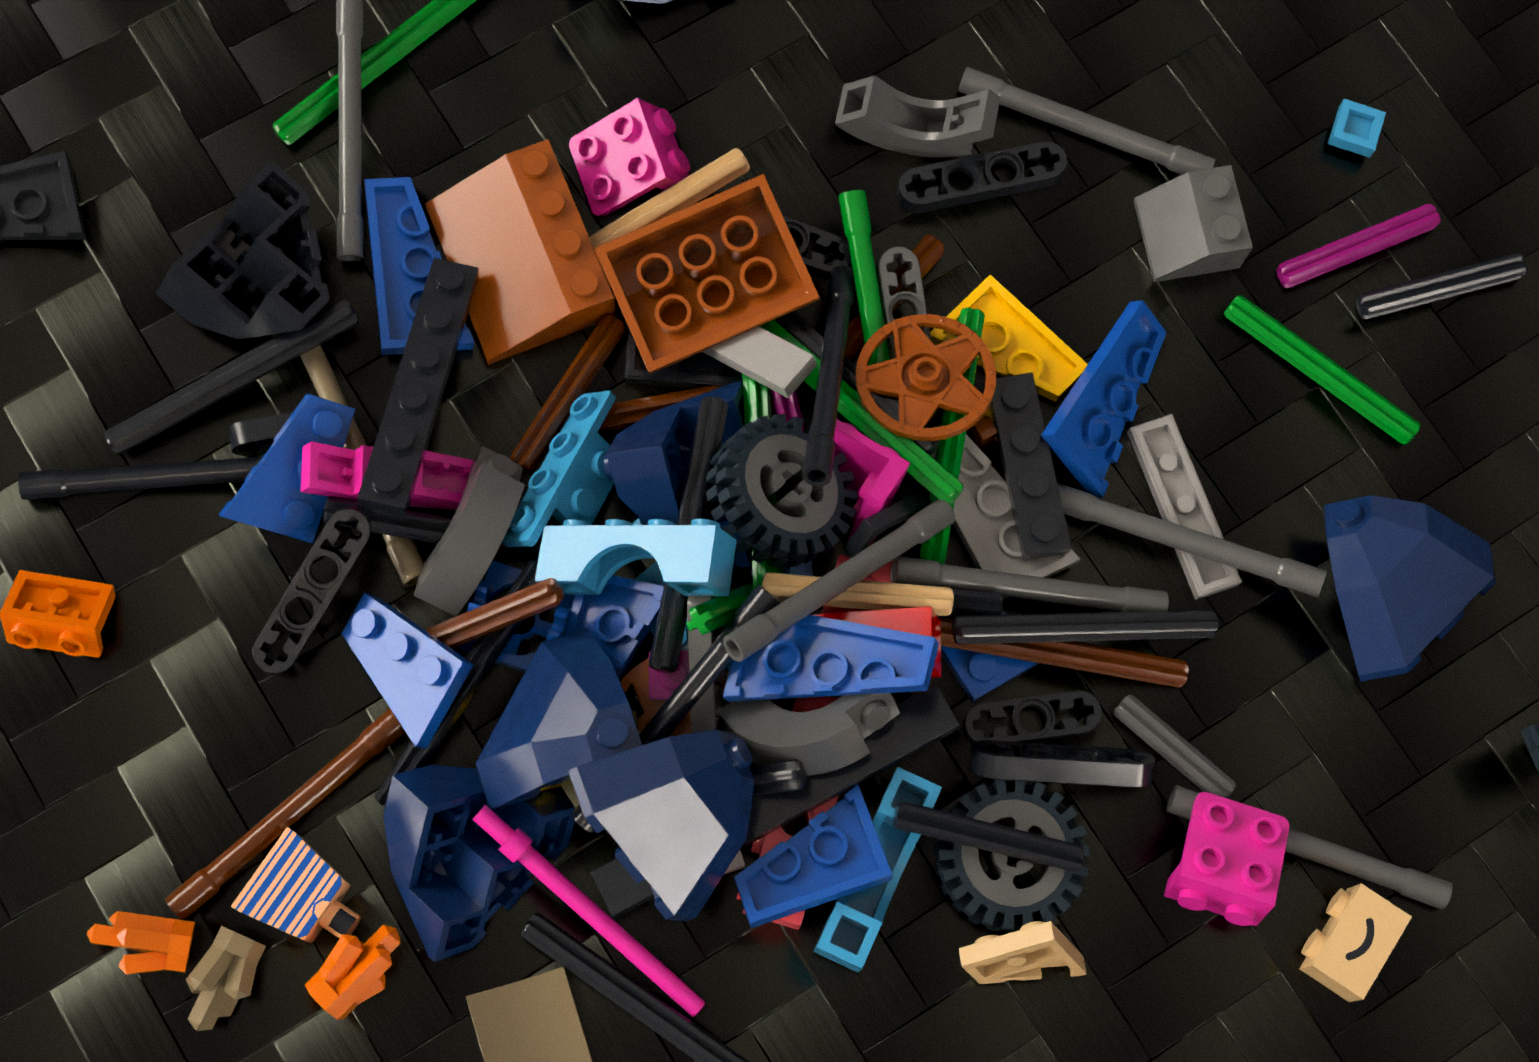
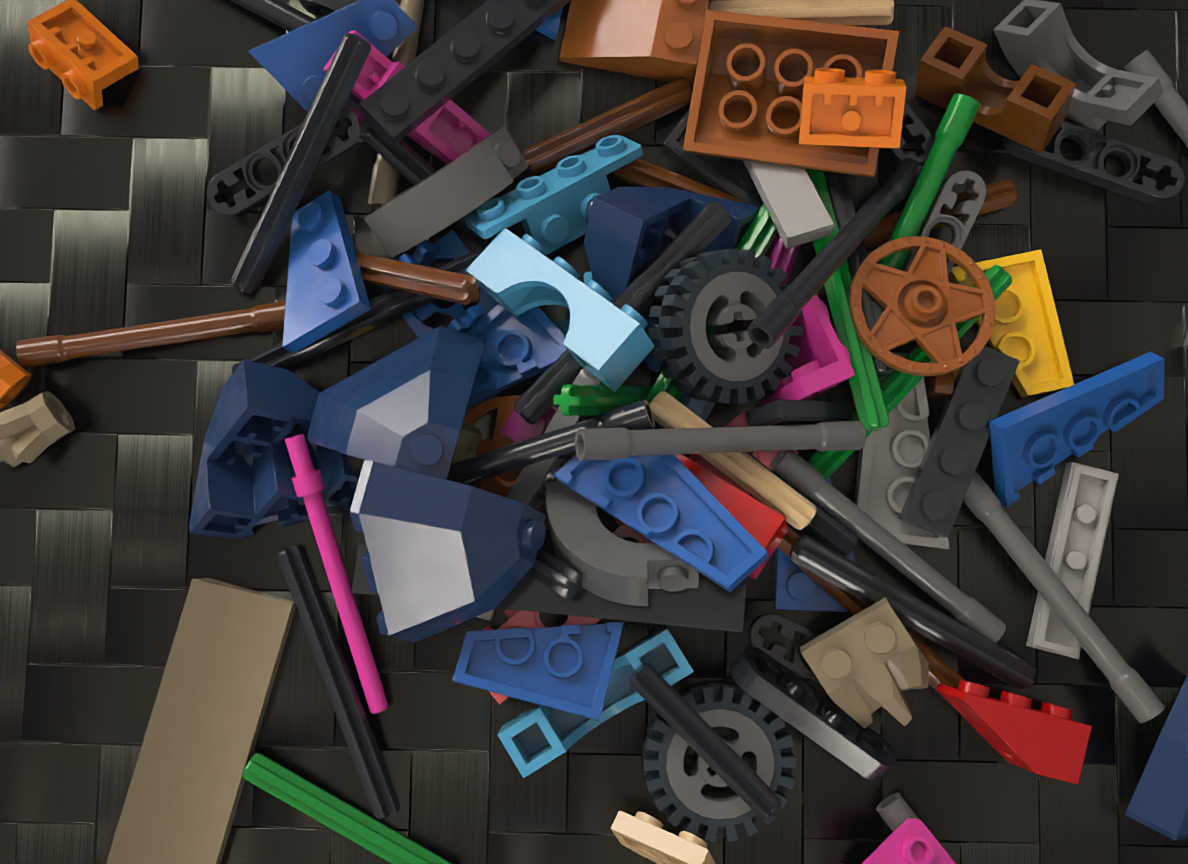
camera: 45 degrees right, 10 degrees up
(297, 892) = (122, 403): torso -> none
(333, 584) = (301, 161): none -> black axle
(353, 971) = (121, 498): orange rock -> none
(767, 256) = (852, 110): none -> orange bracket
(900, 175) = (1019, 110): none -> reddish brown arch
(1078, 690) = (869, 664): none -> dark tan plate
(1173, 747) = (923, 770): dark grey axle -> none
(1234, 669) = (1027, 737): none -> red slope

